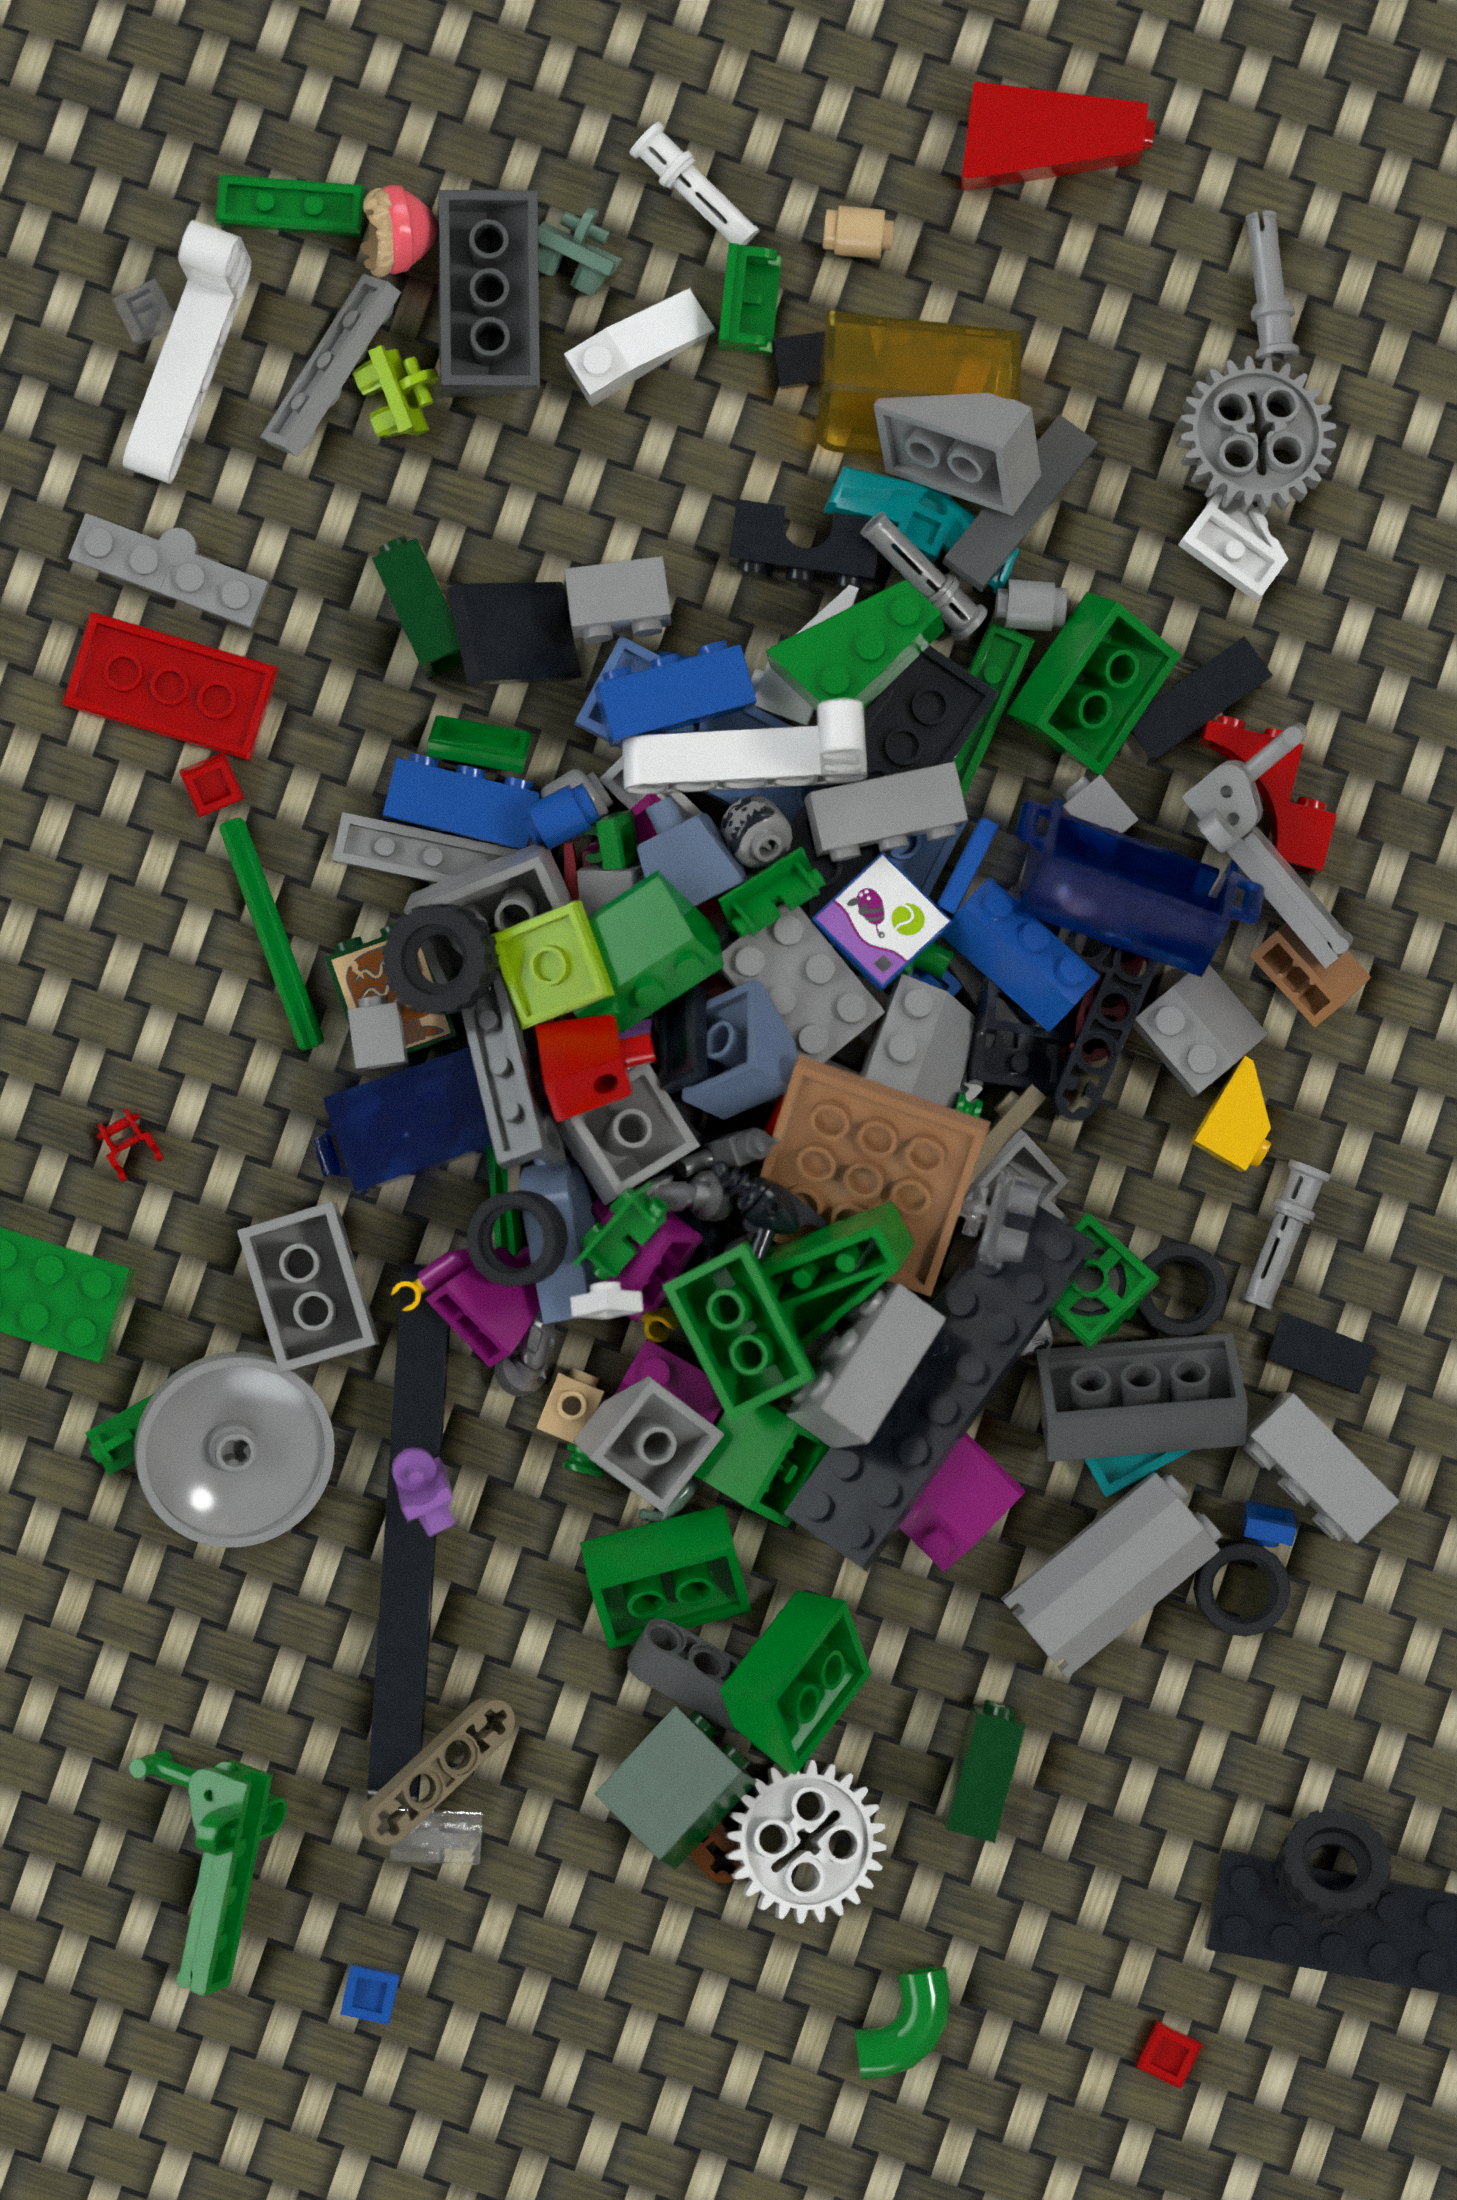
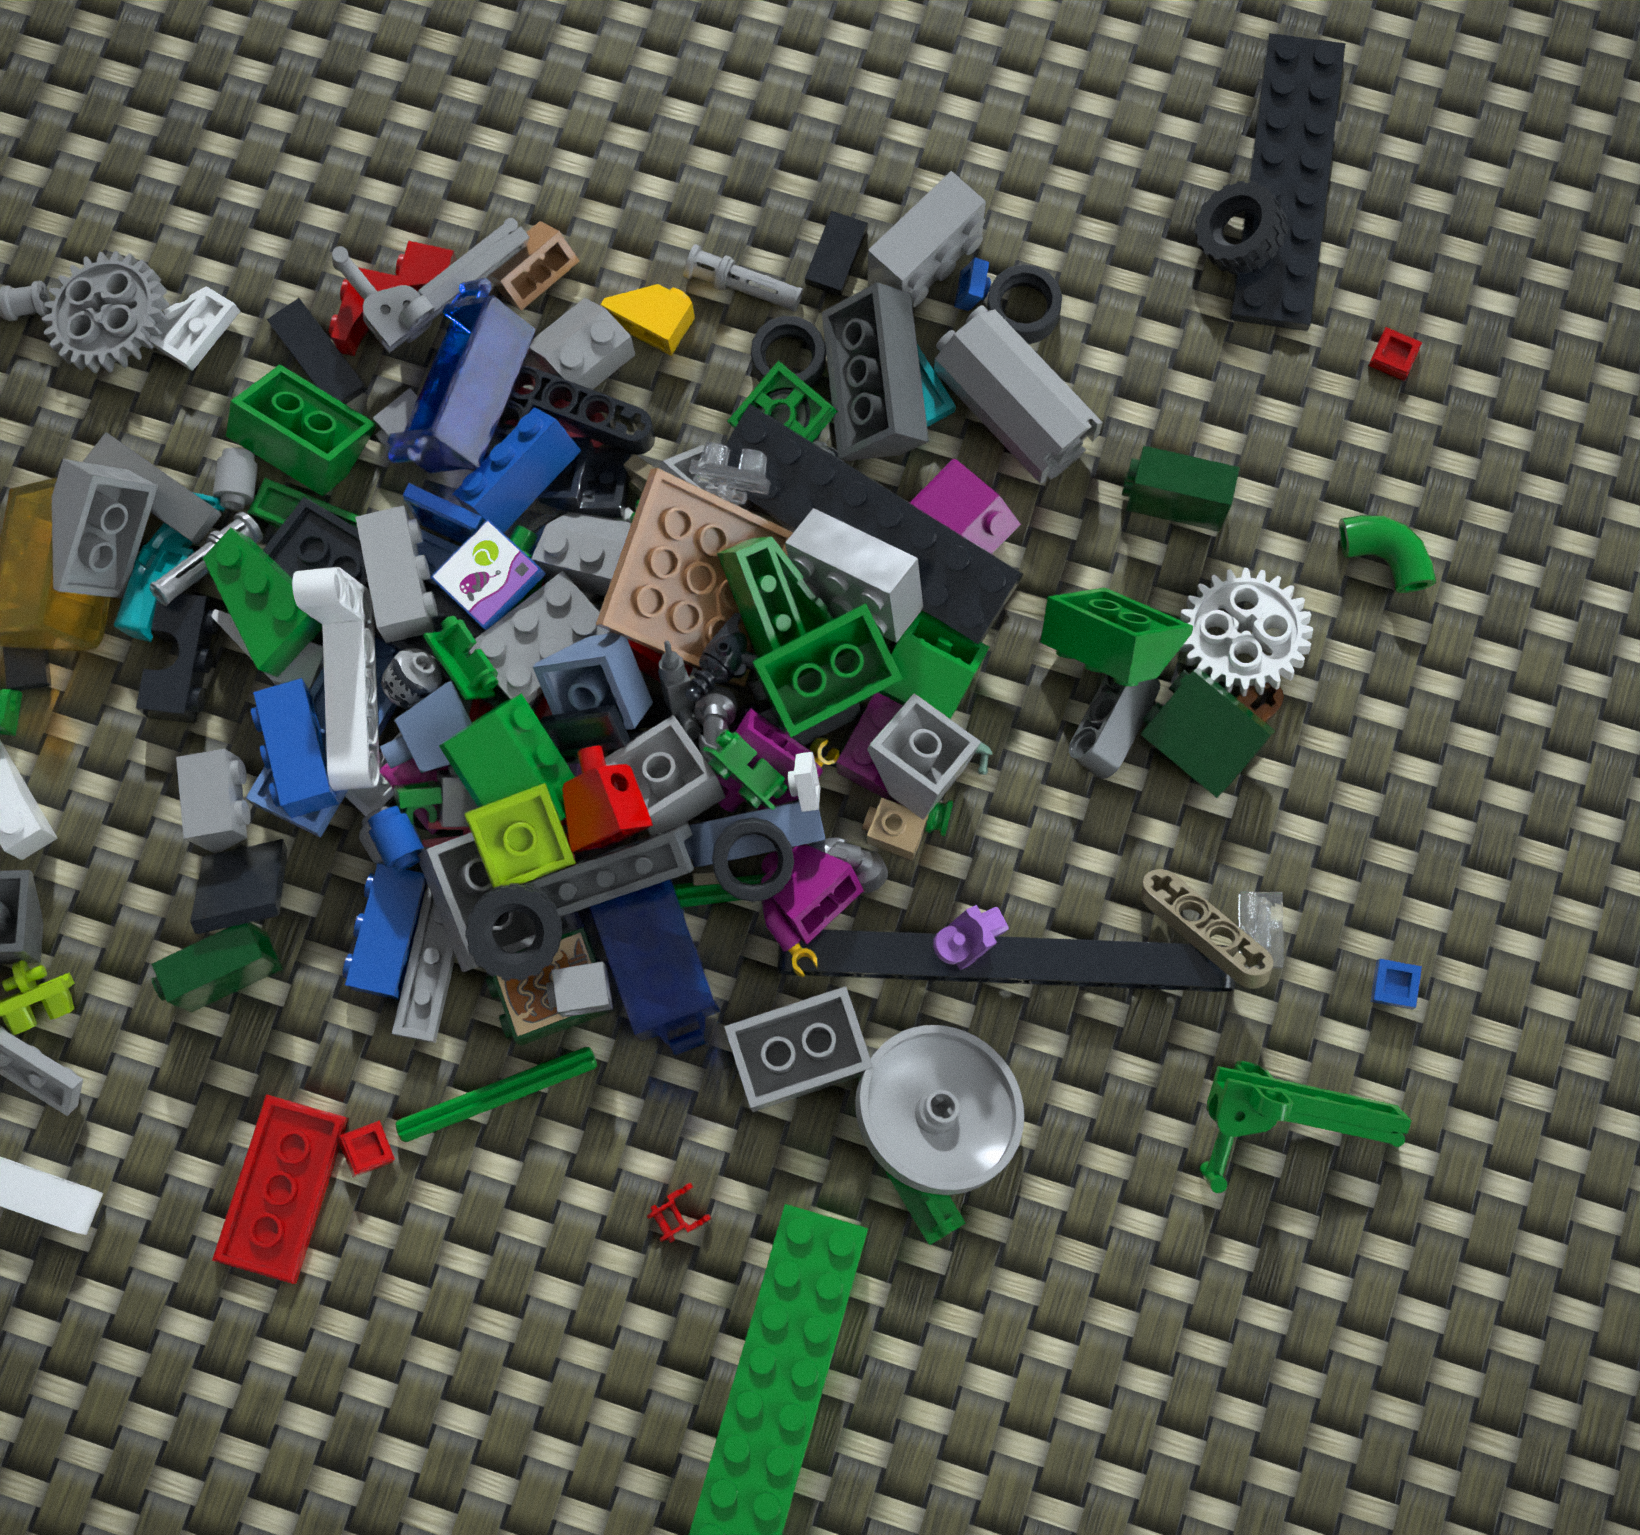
camera: 85 degrees left, 10 degrees down
(169, 569) = (178, 1193): light grey hinge -> none
(479, 744) = (336, 919): green tile -> none
(667, 1571) = (1028, 748): green slope -> none

